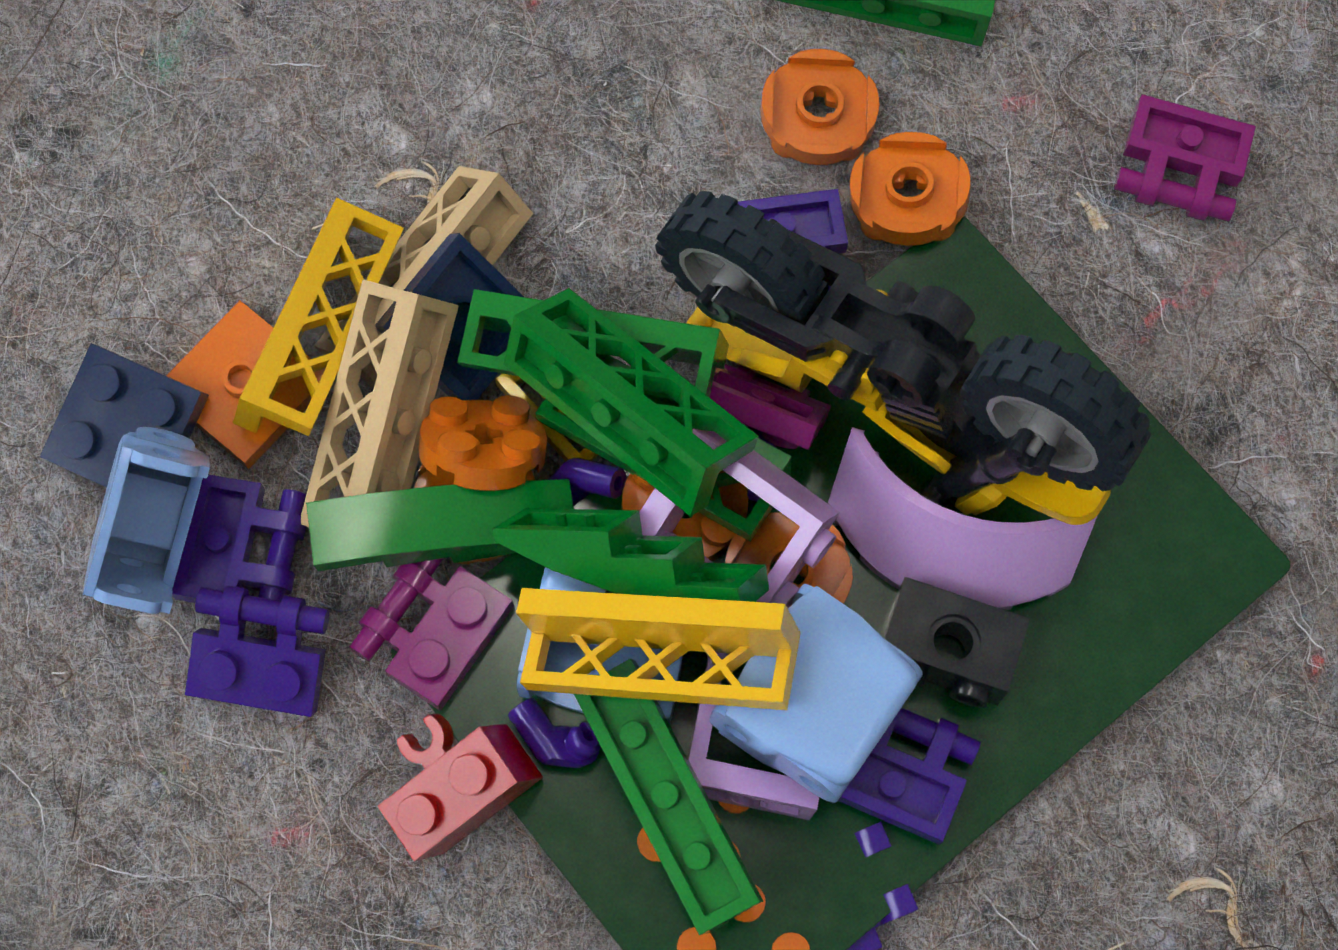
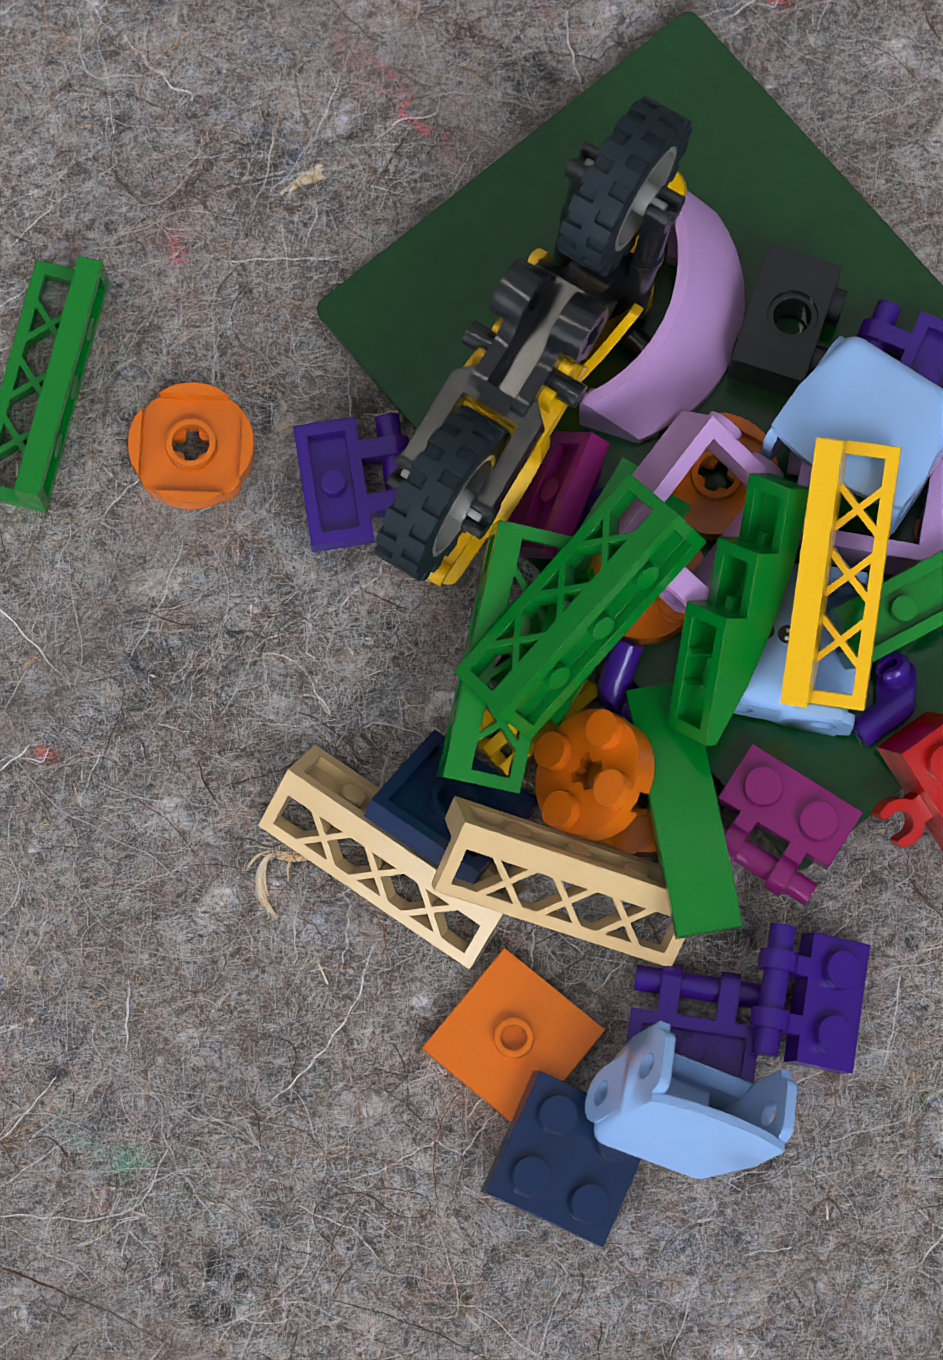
camera: 85 degrees left, 5 degrees up
(297, 317) = (453, 976): yellow fence -> none
(913, 219) = (269, 327): orange plate -> none
(1187, 142) = (233, 77): magenta plate -> none

